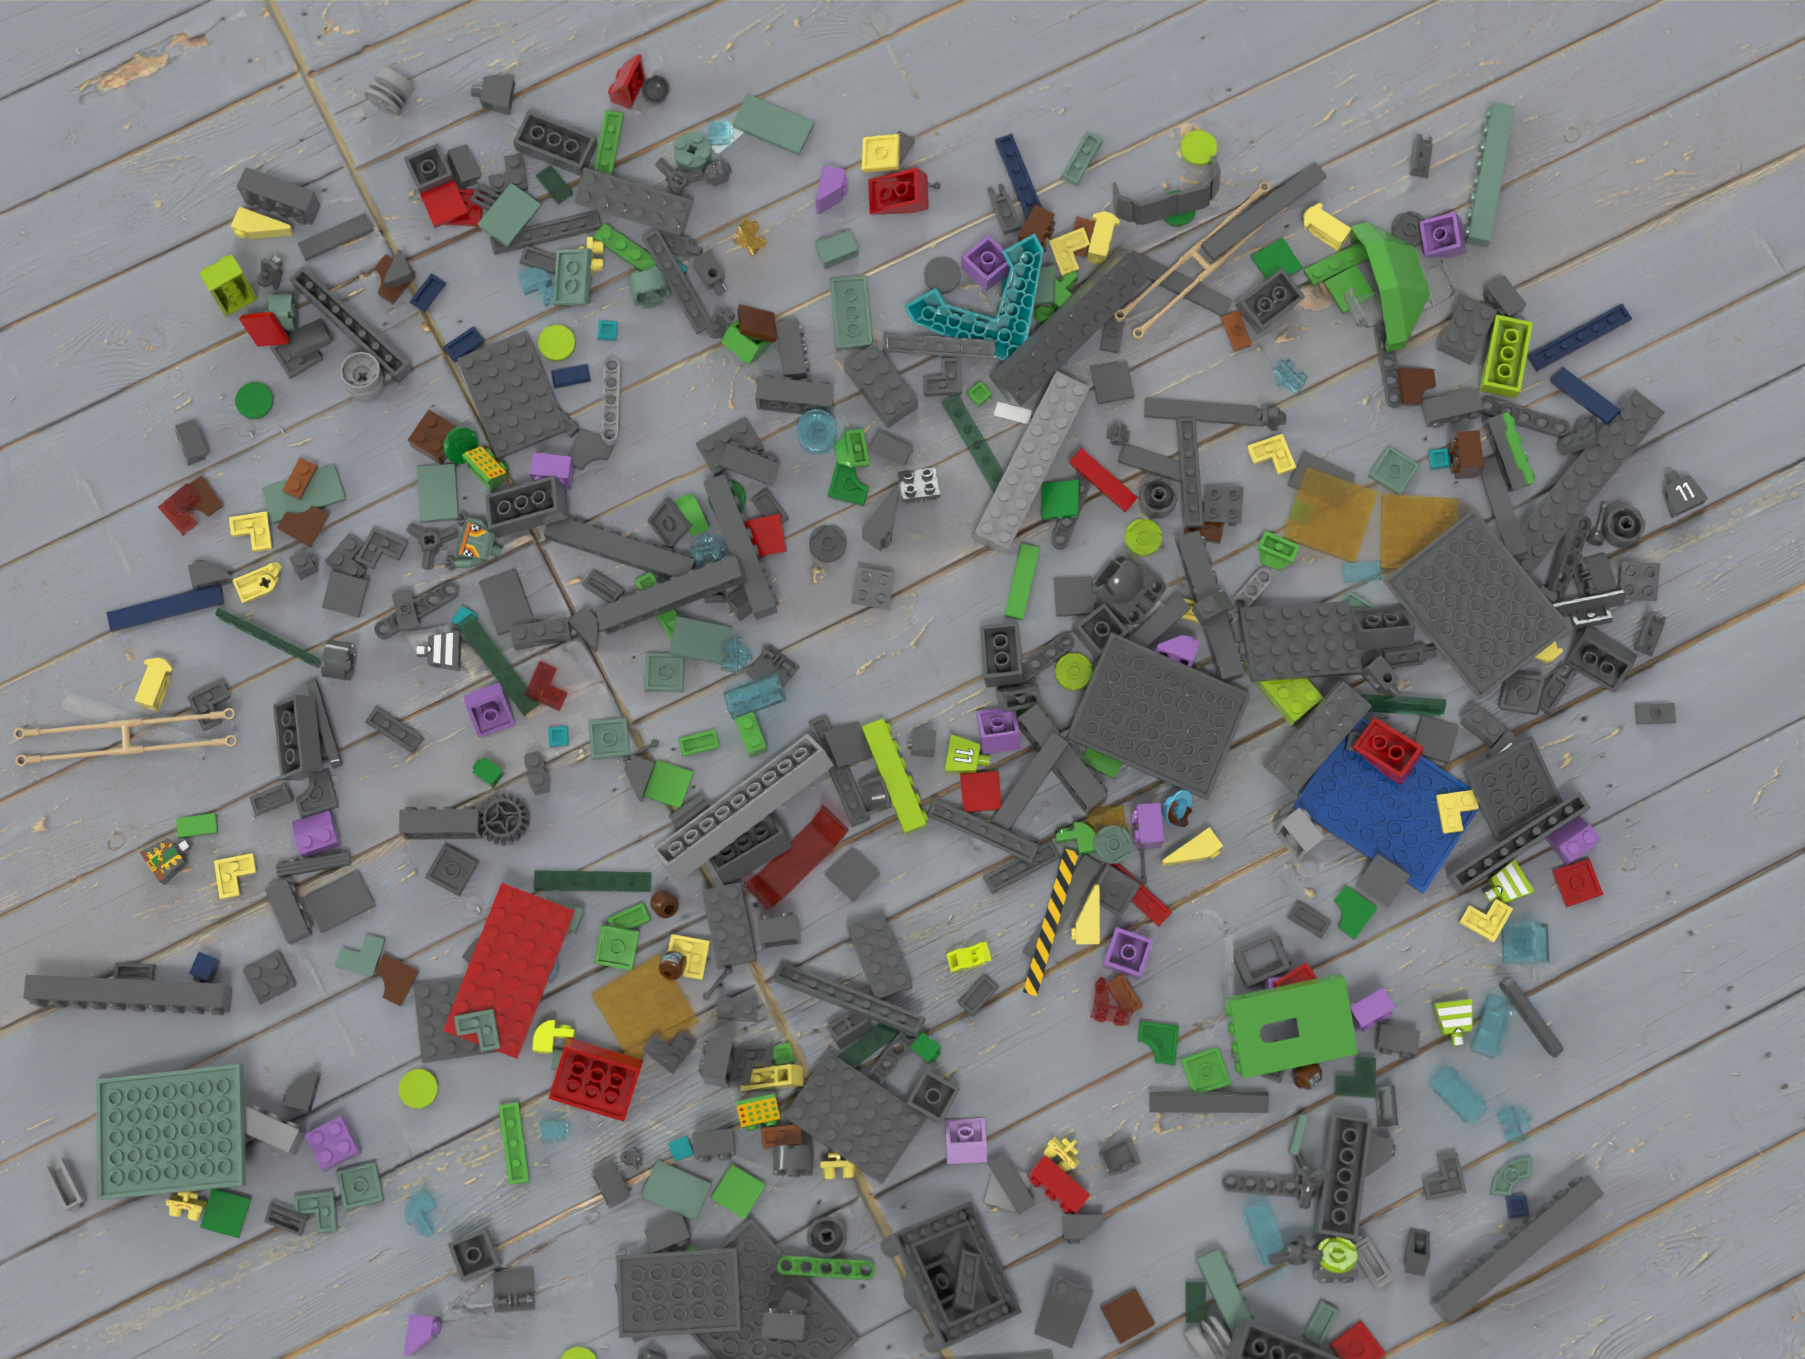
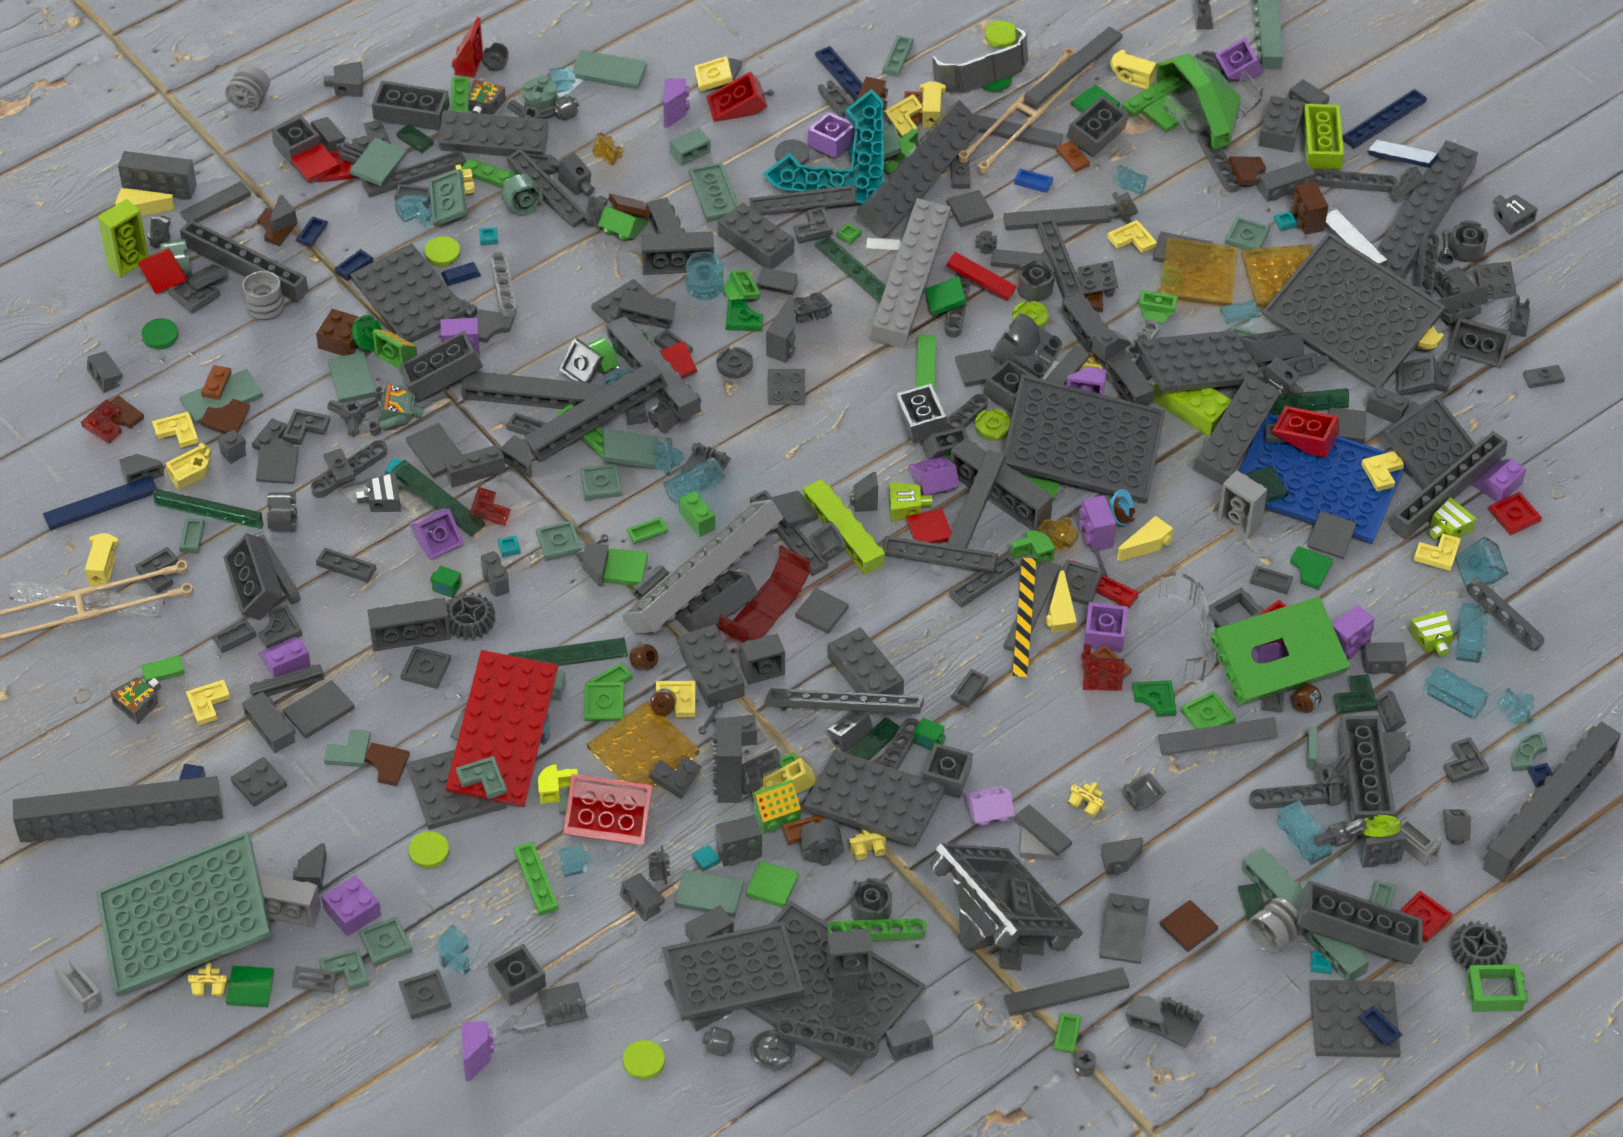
camera: 10 degrees left, 25 degrees down
(249, 665) = (192, 535): none -> sand green tile
(386, 1255) = (425, 994): none -> dark grey plate
(634, 145) = (485, 97): none -> dark grey torso
(969, 957) = (954, 656): neon yellow brick -> none
(1058, 1185) = (1089, 822): red brick -> none
(1112, 844) = (1067, 542): sand green tile -> none
(1187, 356) = (1033, 180): none -> blue tile
(1328, 807) = (1270, 480): none -> tile
(1508, 451) = (1347, 201): dark grey piece -> none

